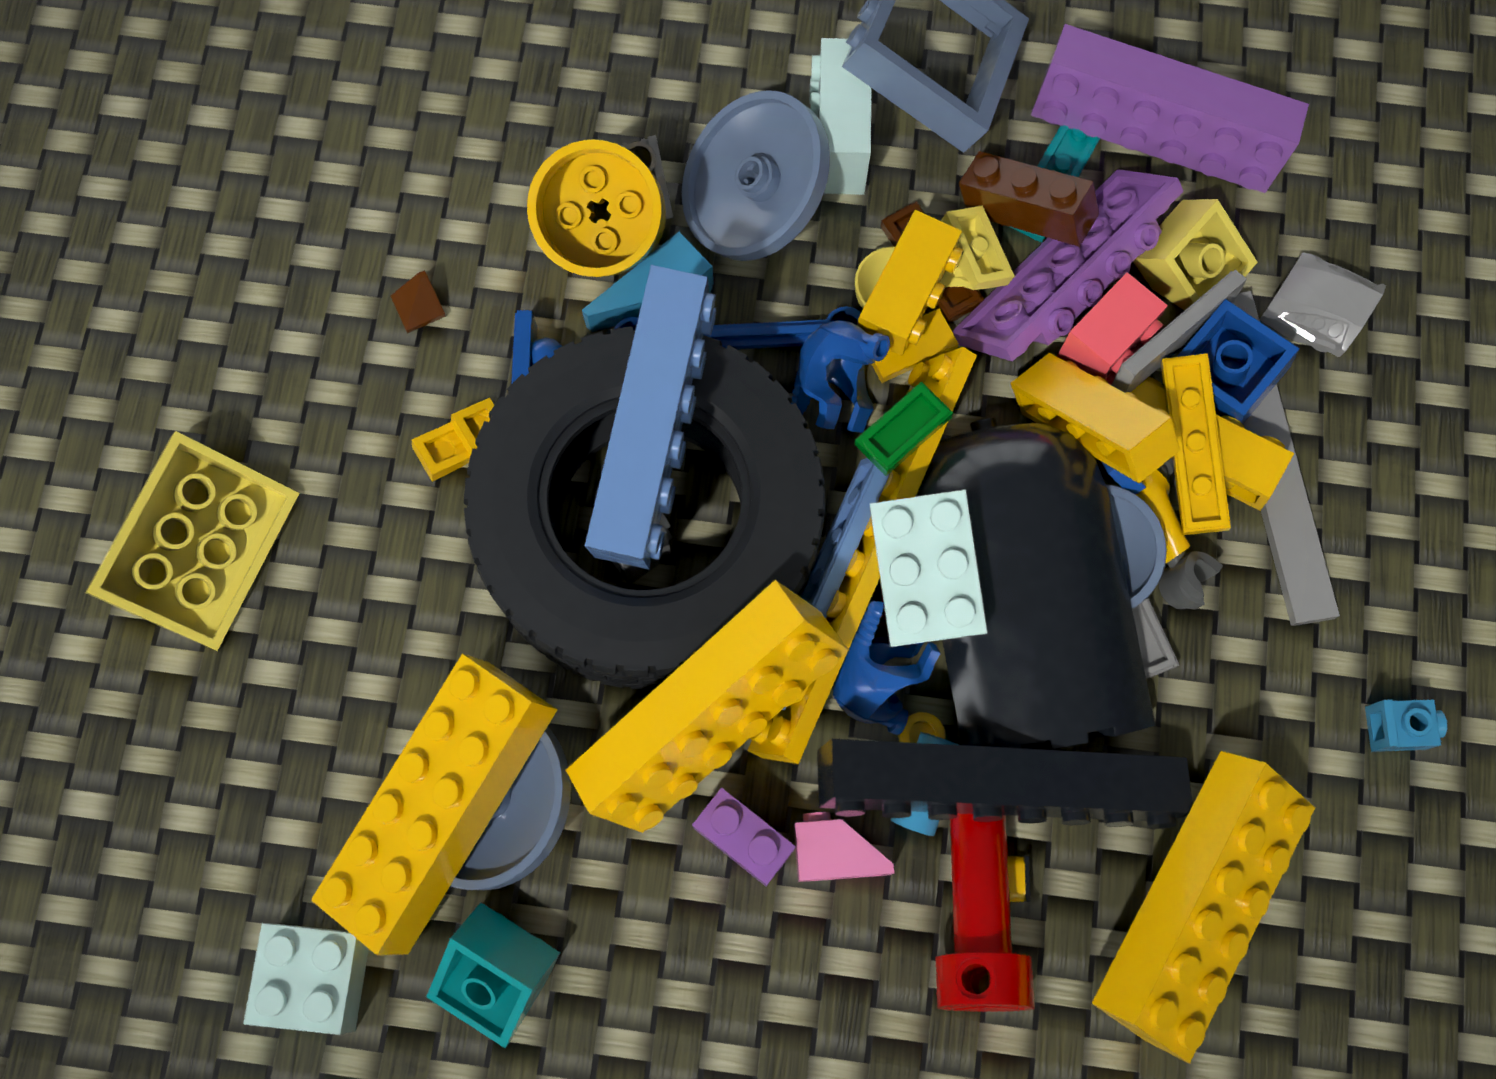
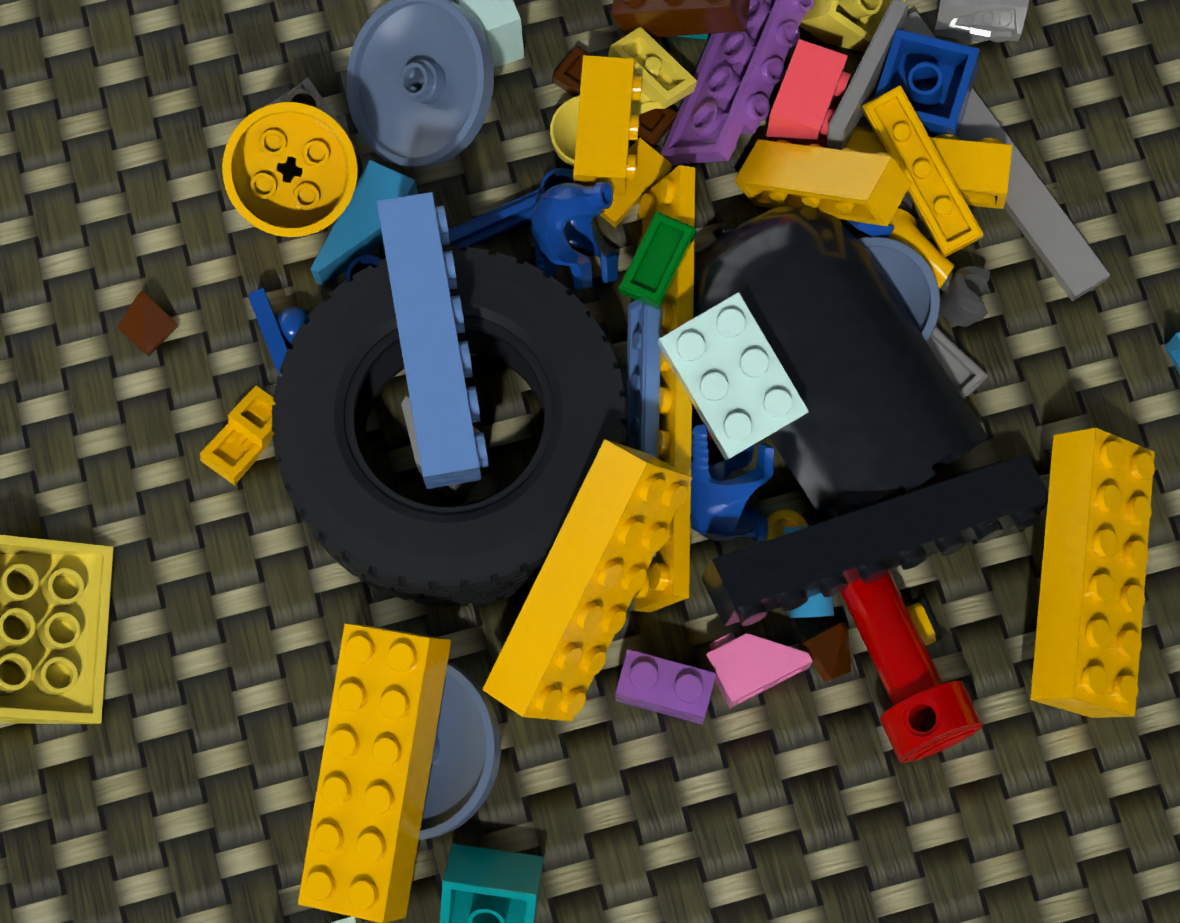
camera: 20 degrees left, 0 degrees up
(916, 871) = (830, 652): none -> reddish brown slope

